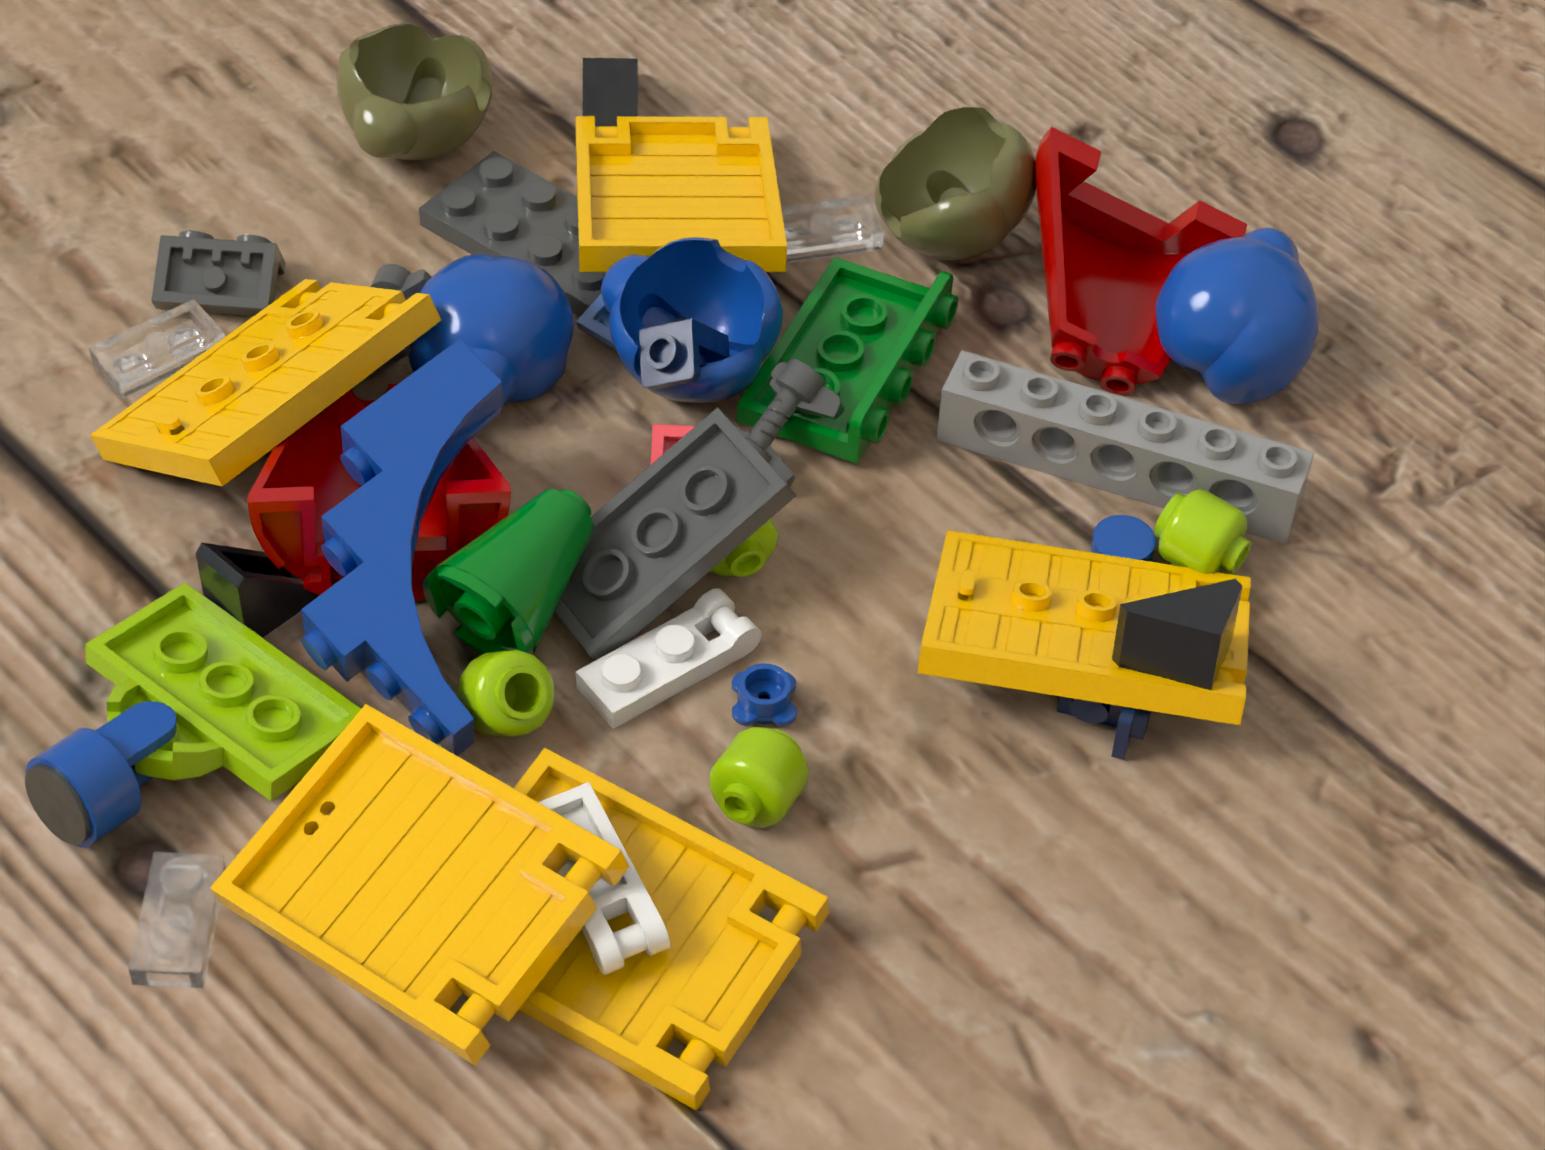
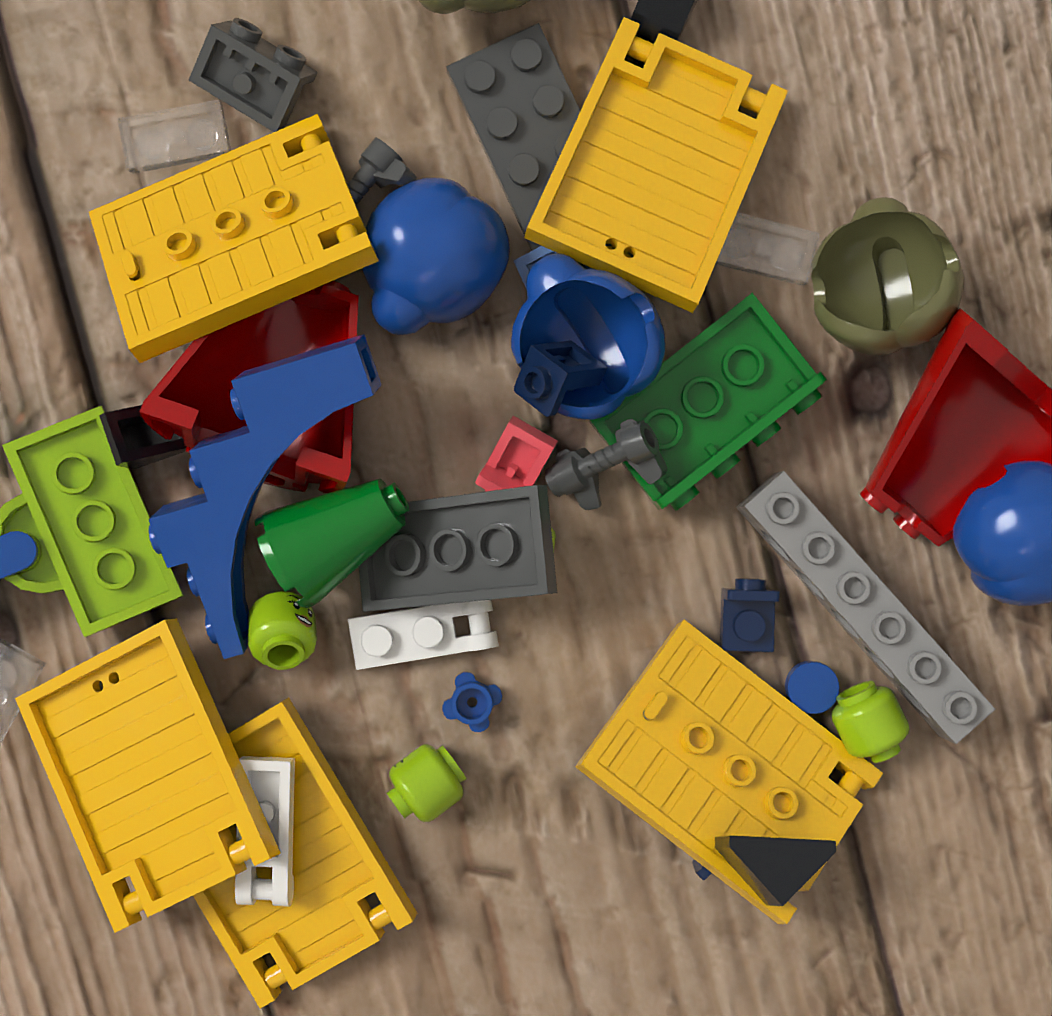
camera: 25 degrees right, 40 degrees up
(1009, 504) = (748, 616): none -> dark blue bracket

